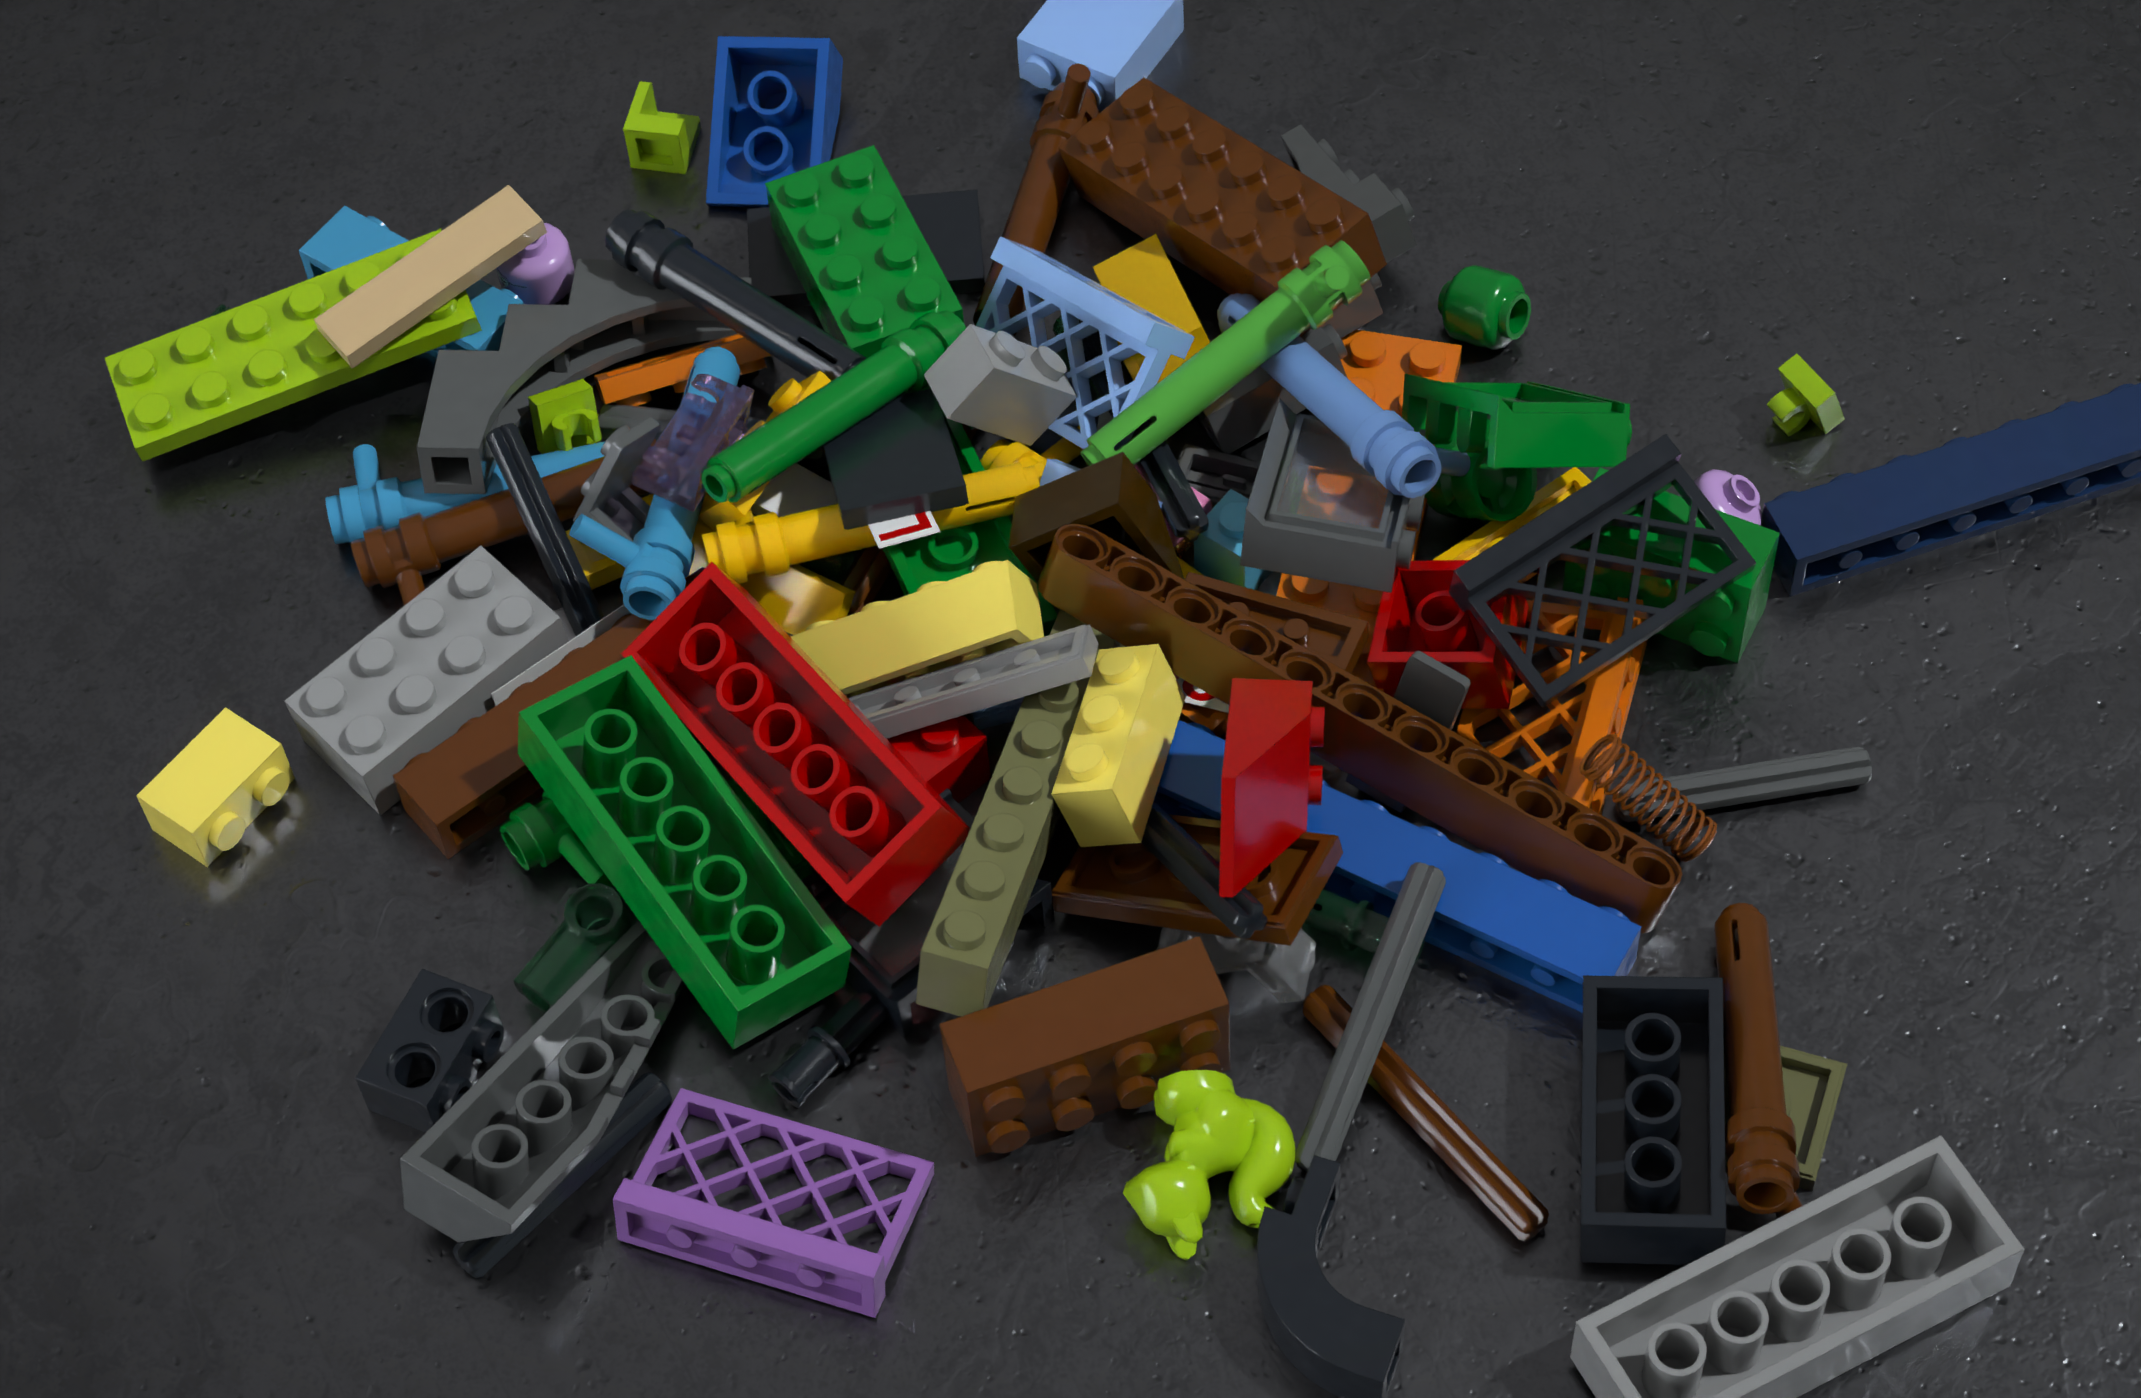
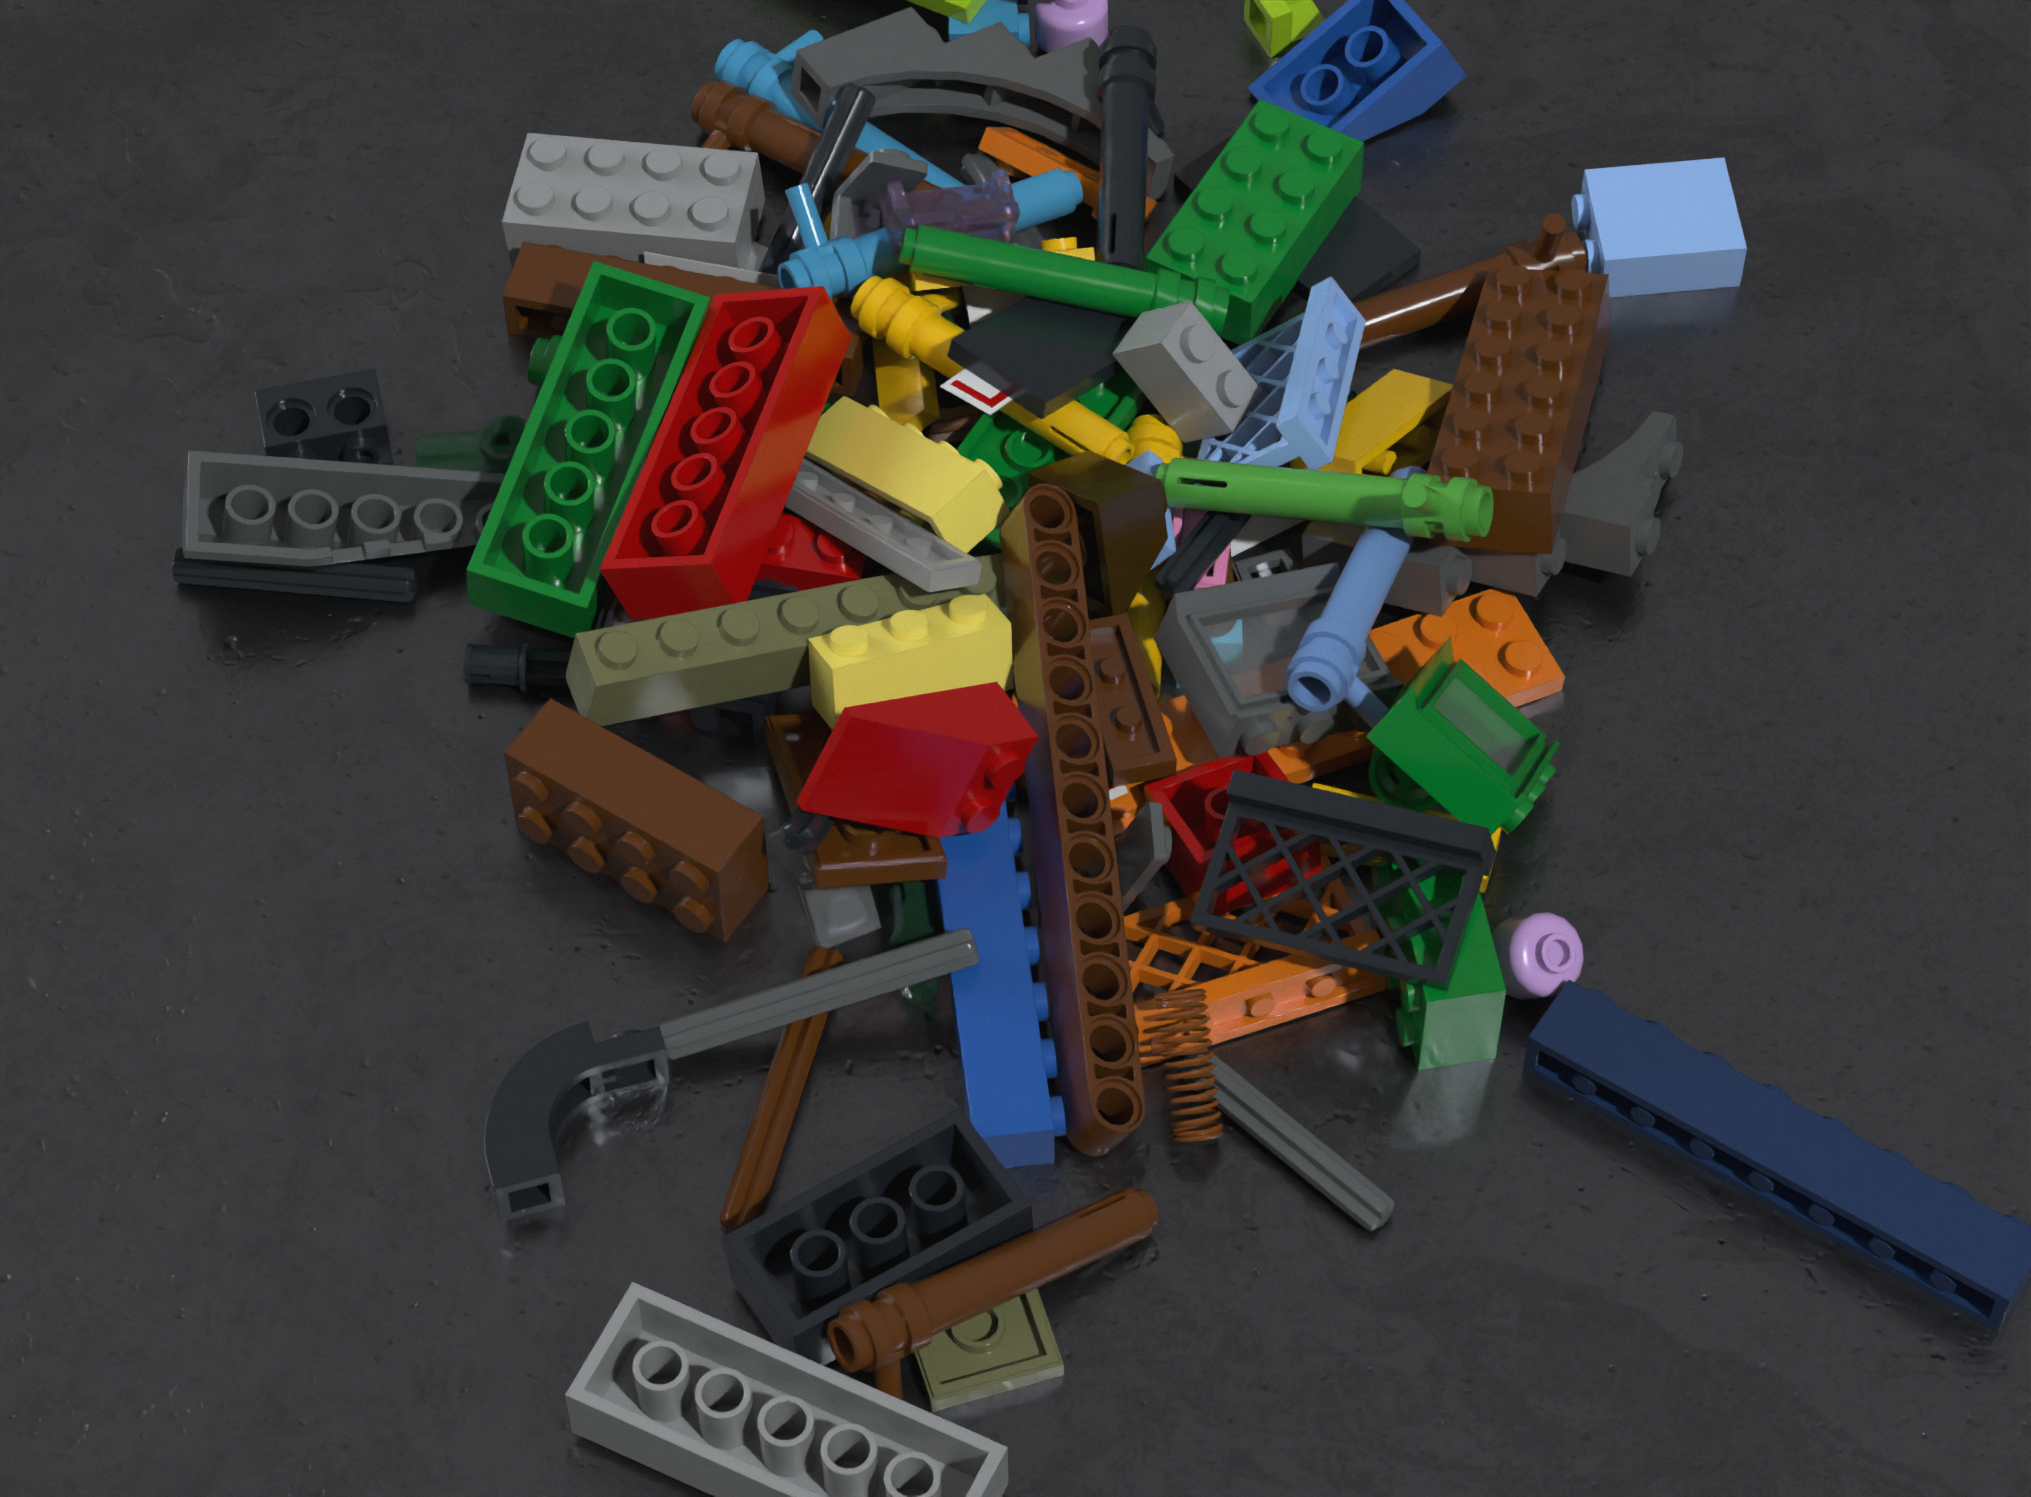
camera: 50 degrees right, 0 degrees up
(216, 787) = (441, 151): light yellow brick -> none
(565, 417) = (944, 133): lime tile -> none
(743, 1242) = (324, 737): medium lavender fence -> none
(1210, 1137) = (635, 955): lime animal -> none
(1484, 307) = (1615, 666): green head -> none
(1804, 399) = (1732, 956): lime tile -> none

